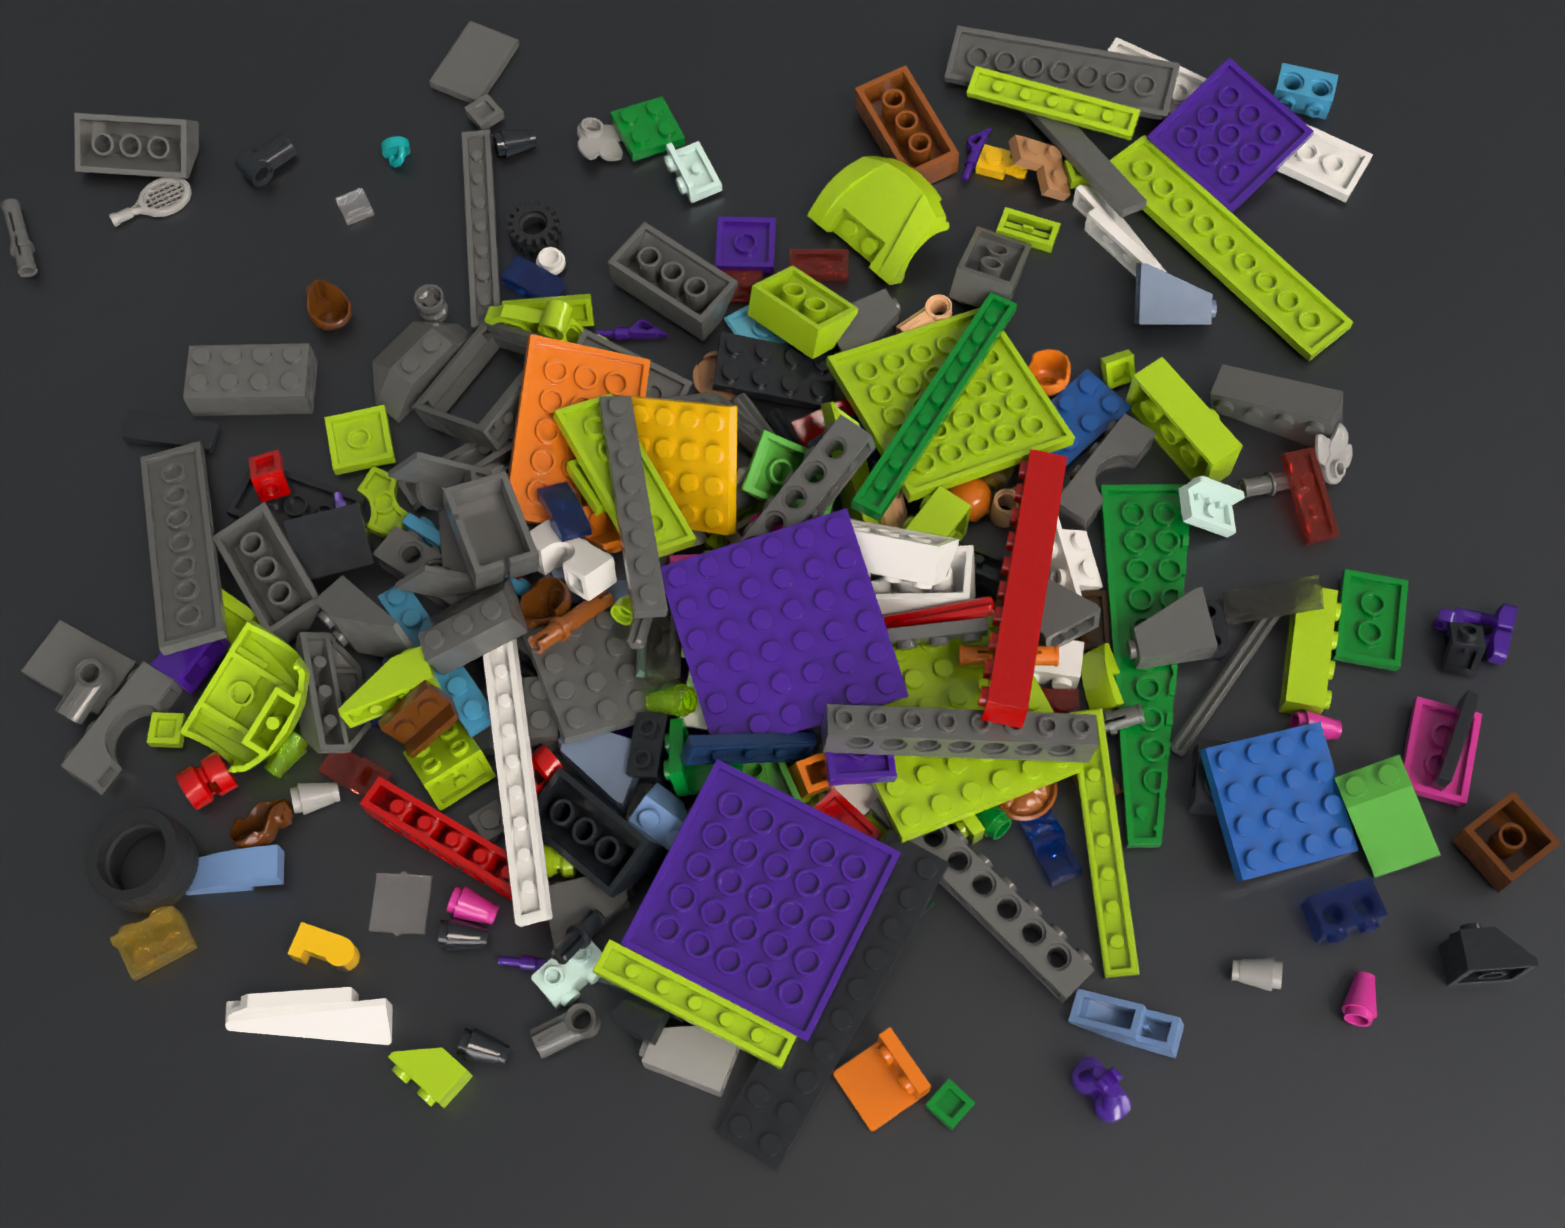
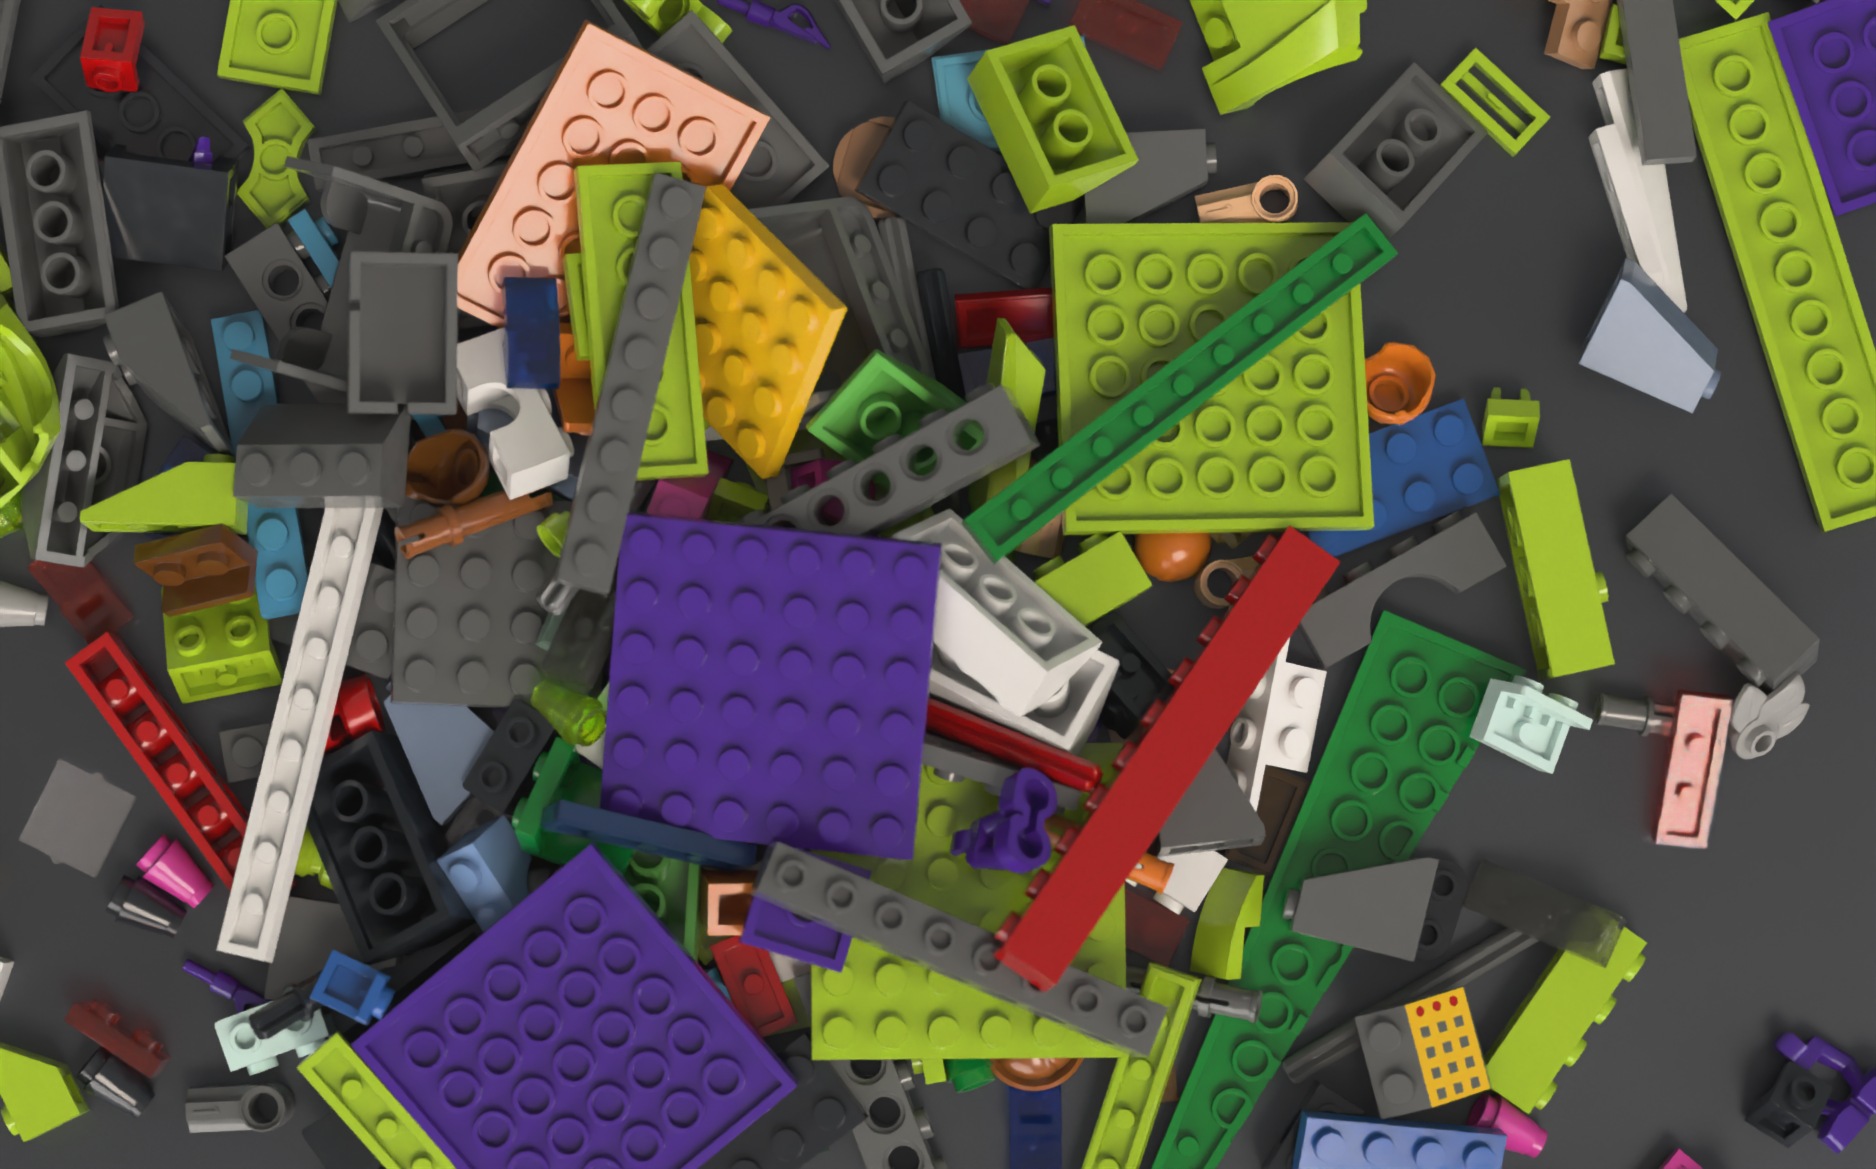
camera: 20 degrees right, 20 degrees up
(460, 1015) = (101, 1025): none -> clear red plate
(608, 909) = (353, 988): none -> blue bracket
(963, 646) = (1013, 829): none -> dark purple piece
(1247, 696) = (1422, 1052): none -> slope
(1371, 620) = (1680, 999): green plate -> none

